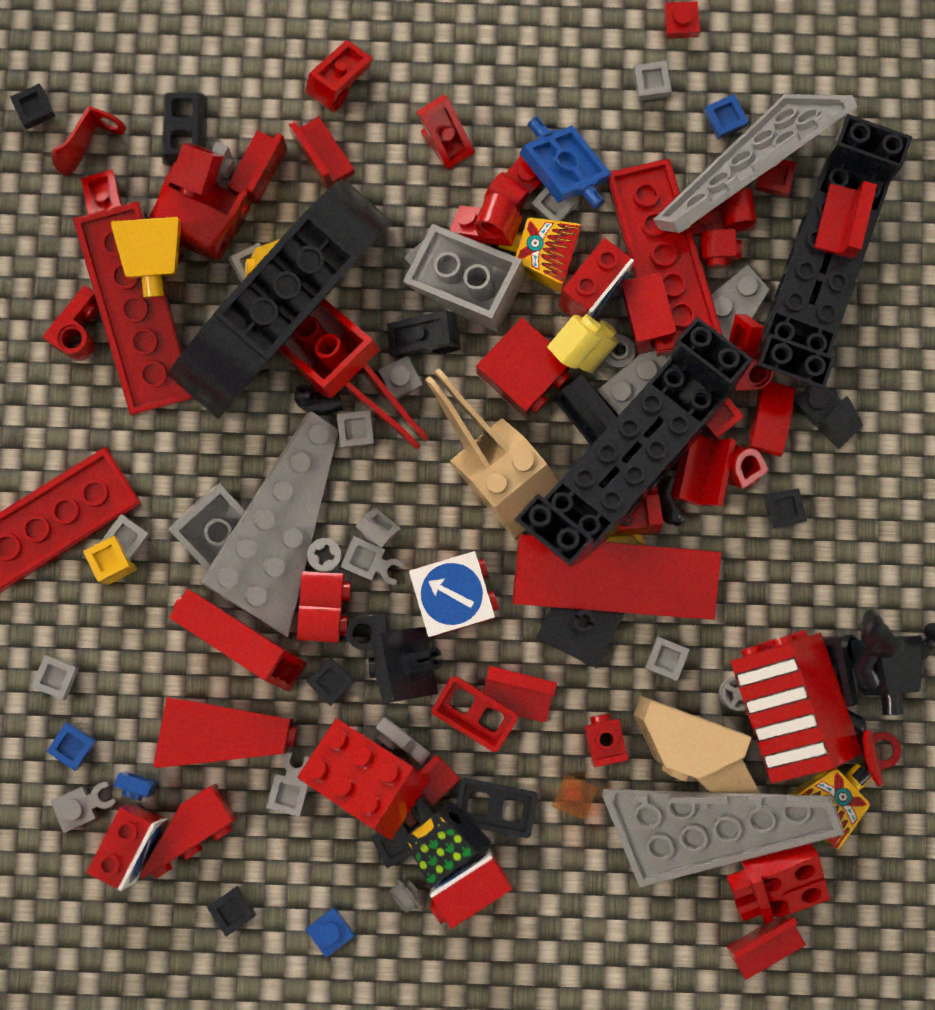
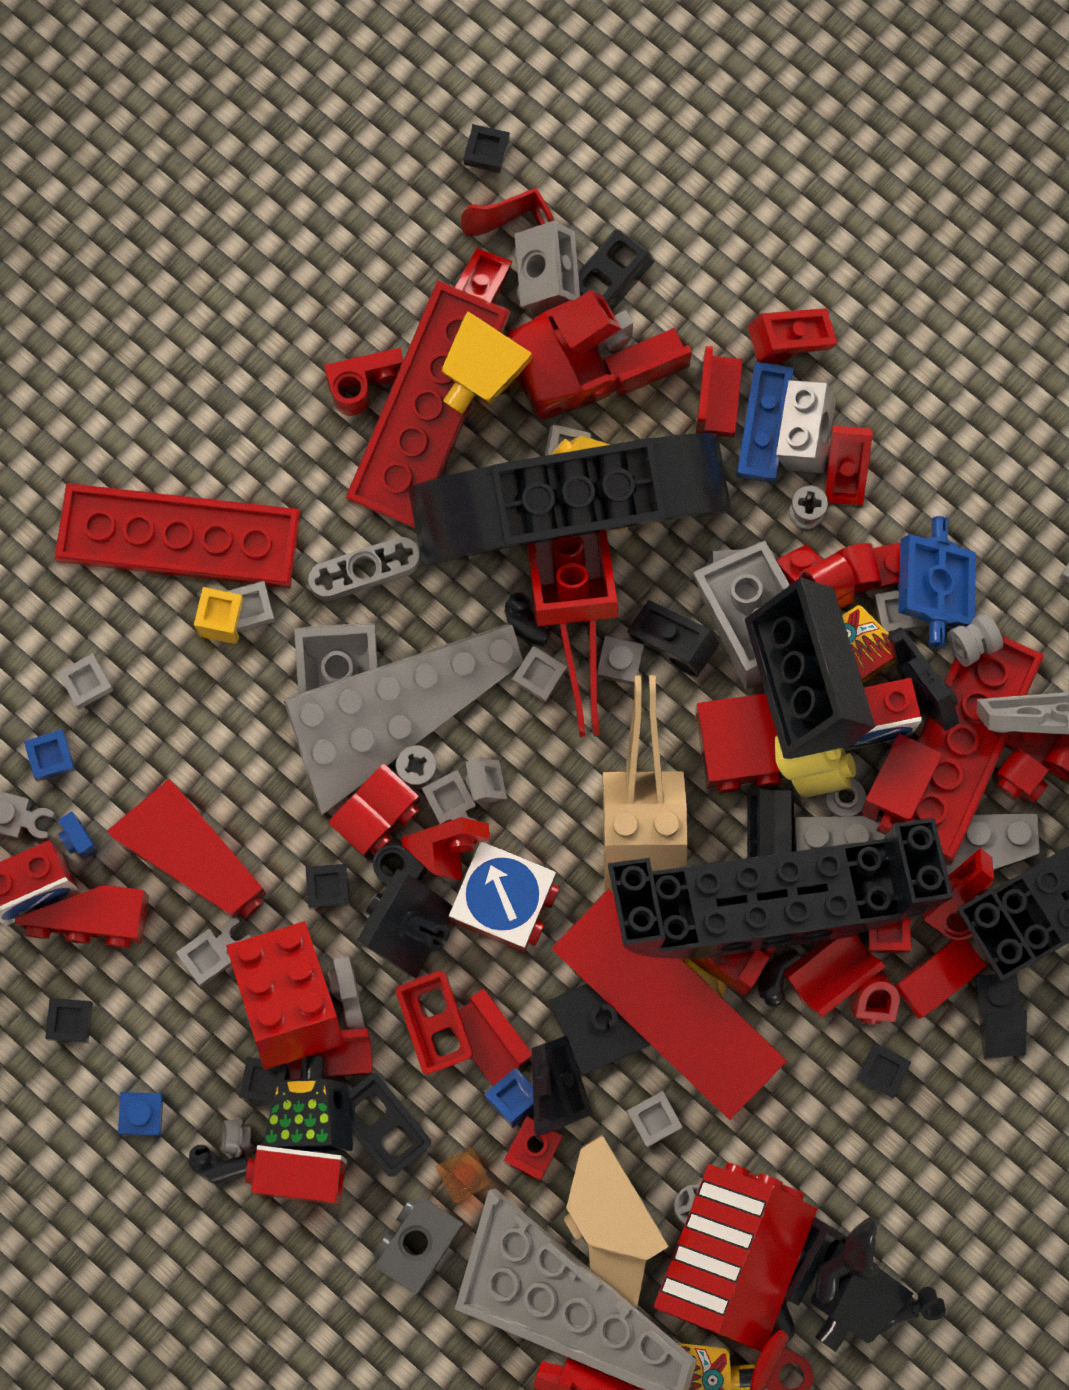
camera: 40 degrees right, 5 degrees down
(138, 154) = (546, 267): none -> light grey brick
(159, 466) = (370, 553): none -> light grey beam
(237, 640) = (274, 780): red slope -> none
(367, 146) = (763, 422): none -> blue plate
(386, 594) = (442, 845): none -> red slope
(397, 127) = (806, 426): none -> brick
(408, 926) = (214, 1168): none -> black arm
(445, 172) = (818, 504): none -> light grey bush
(536, 285) = (809, 670): none -> black slope
(566, 719) = (512, 1098): none -> blue plate
(589, 690) = (557, 1087): none -> black wing
(591, 886) = (412, 1270): none -> dark grey brick
(620, 183) = (975, 639): none -> light grey wheel
(627, 237) = (931, 693): none -> black wing

